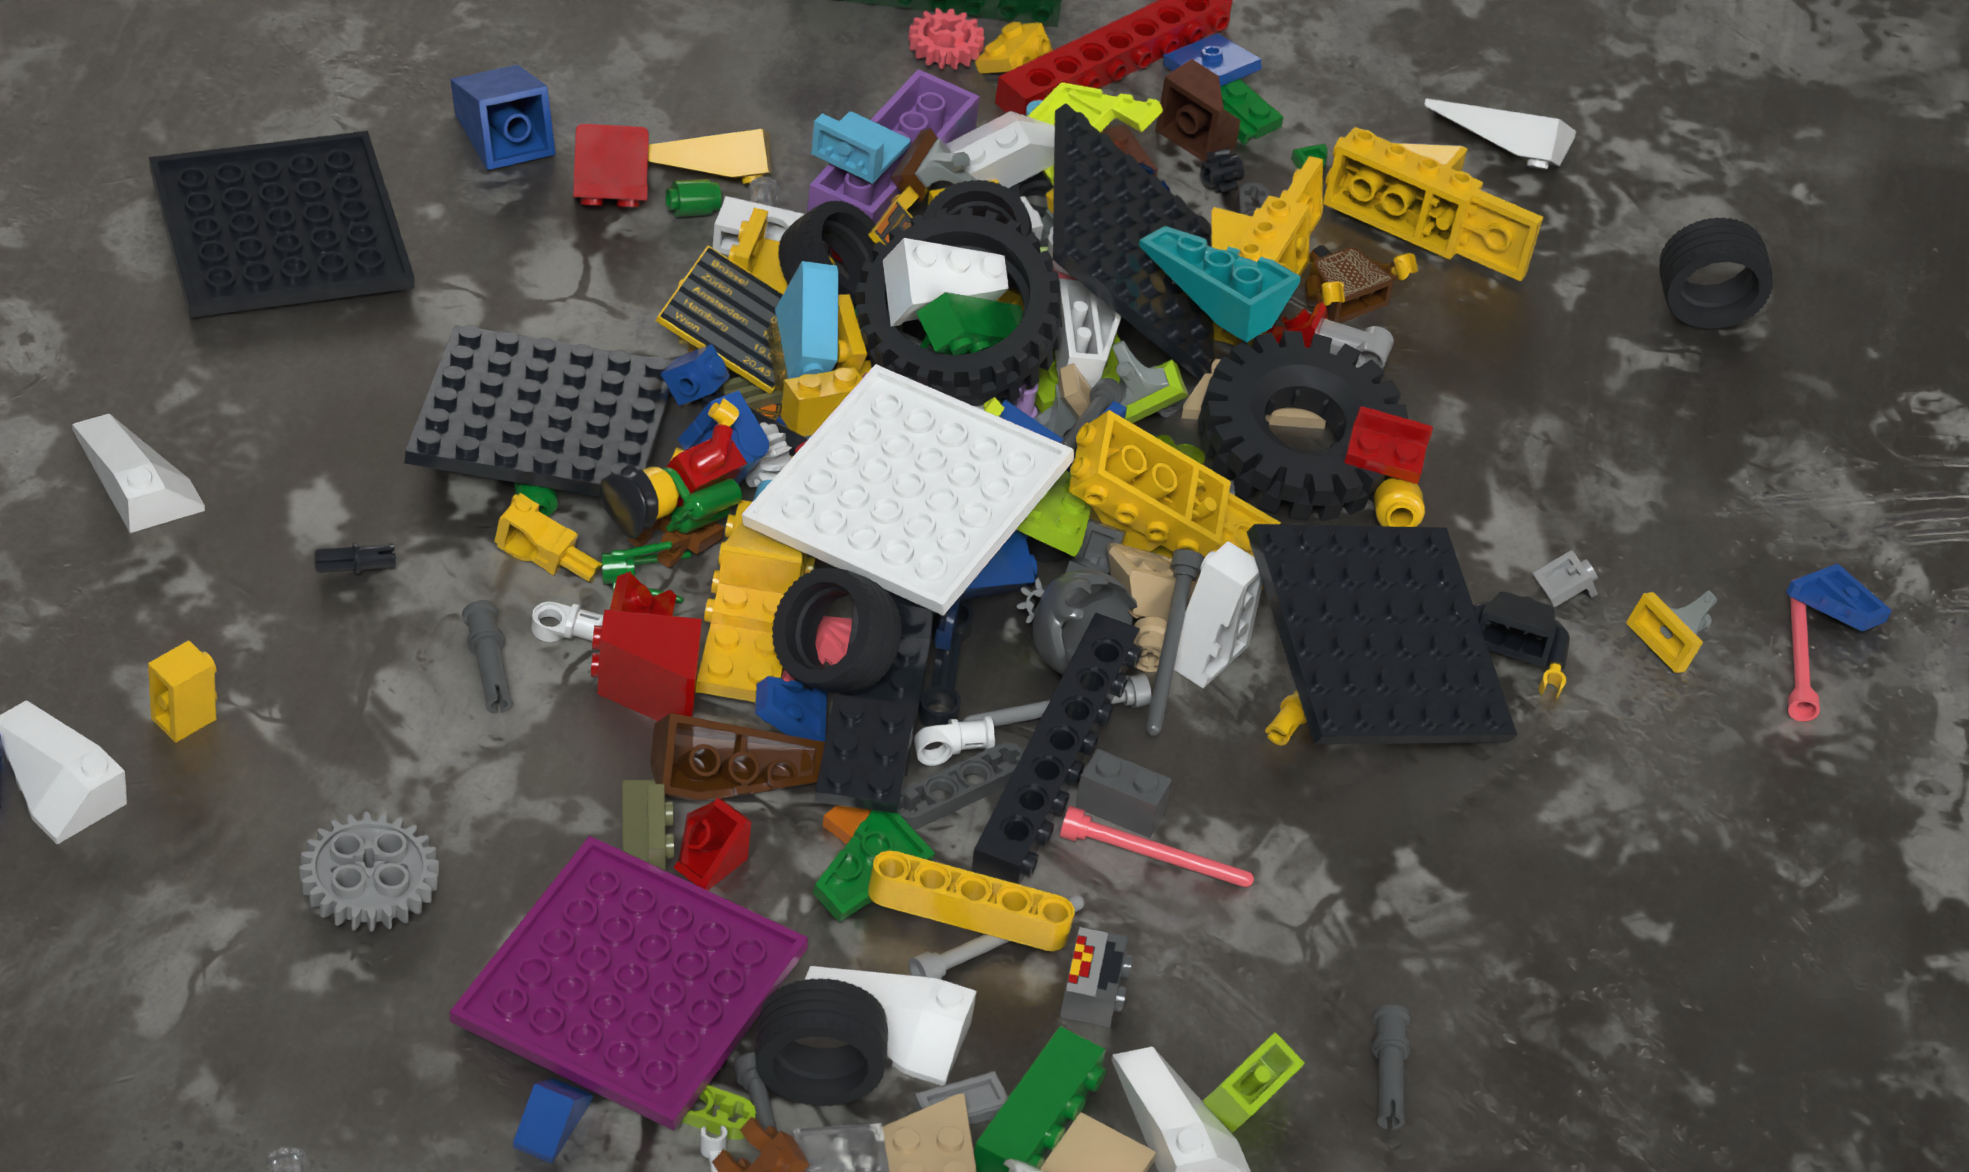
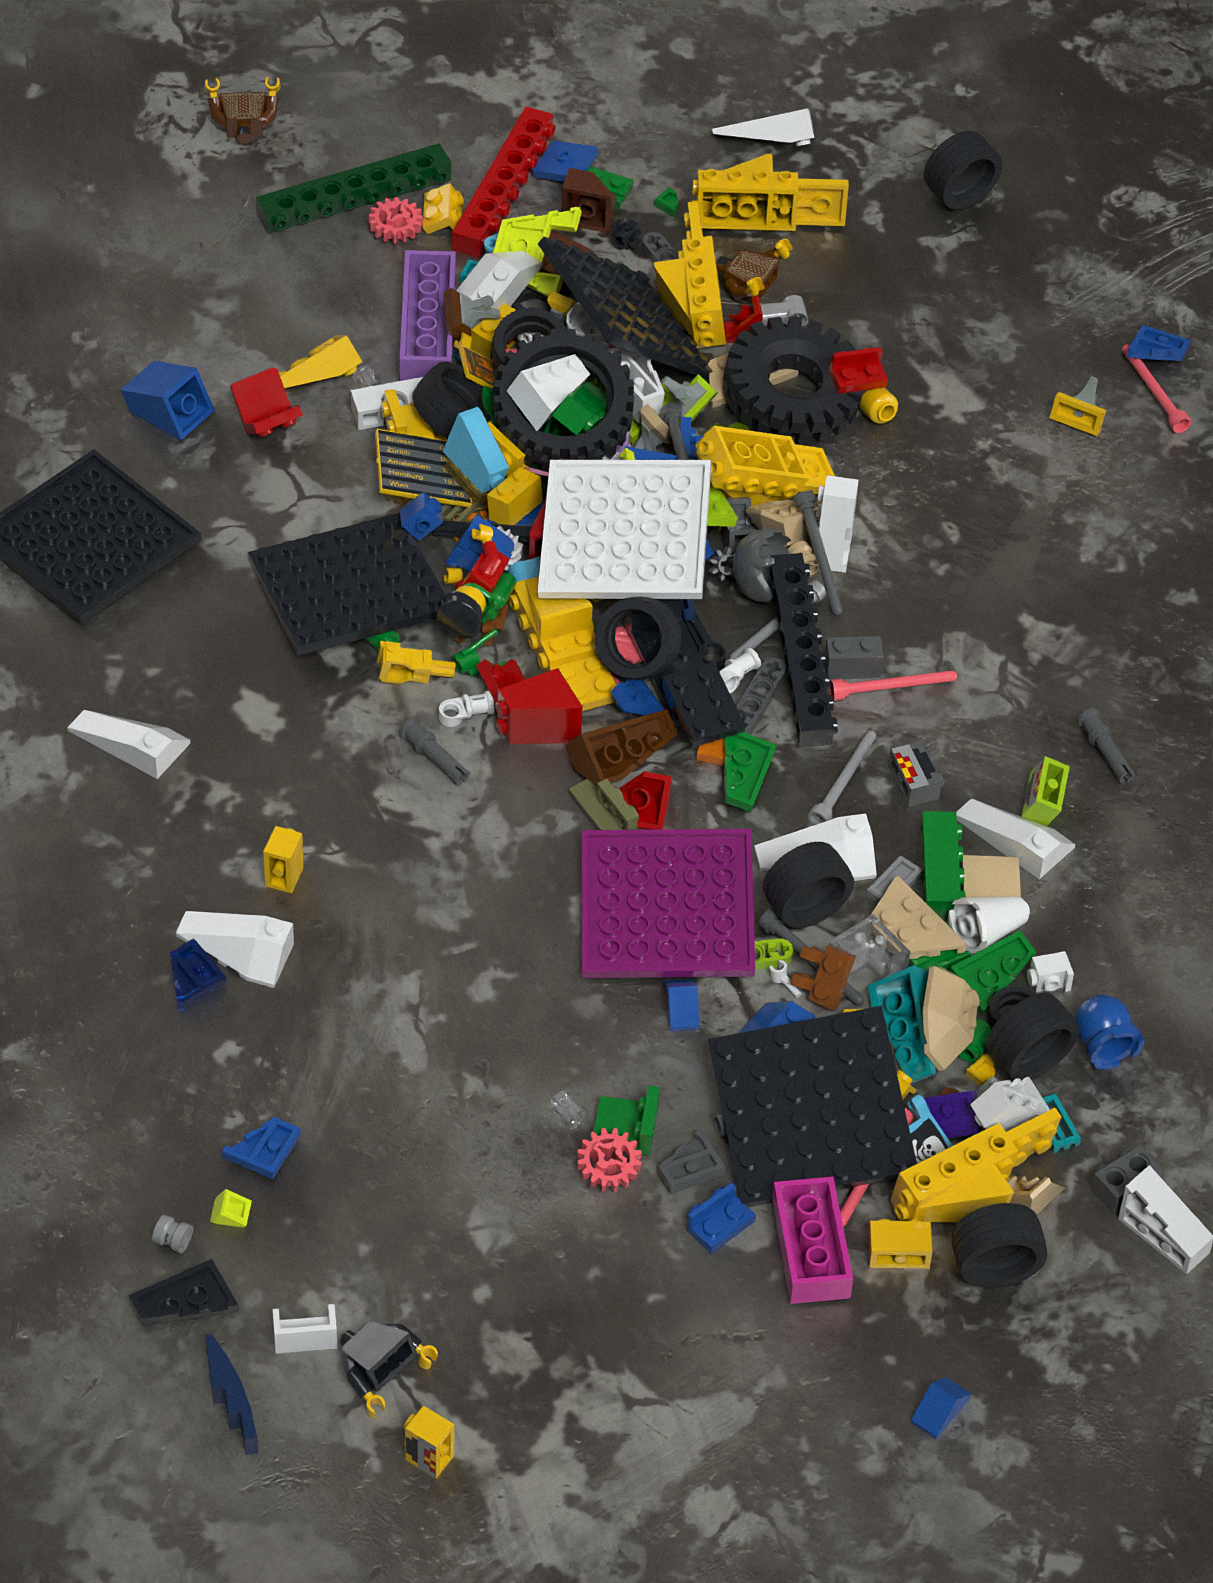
camera: 25 degrees left, 5 degrees up
(355, 558) = (308, 729): black axle -> none
(369, 871) = (478, 917): light grey gear -> none
(693, 198) = (325, 400): green brick -> none
(857, 145) = (414, 319): medium azure bracket -> none
(971, 900) = (821, 762): yellow beam -> none
(1230, 289) = (709, 312): teal wedge -> none
(1287, 720) = (909, 560): yellow pin -> none
(1380, 634) = (938, 491): black plate -> none
(1526, 632) = (1001, 451): black torso -> none
(1566, 578) = (1001, 406): light grey bracket -> none

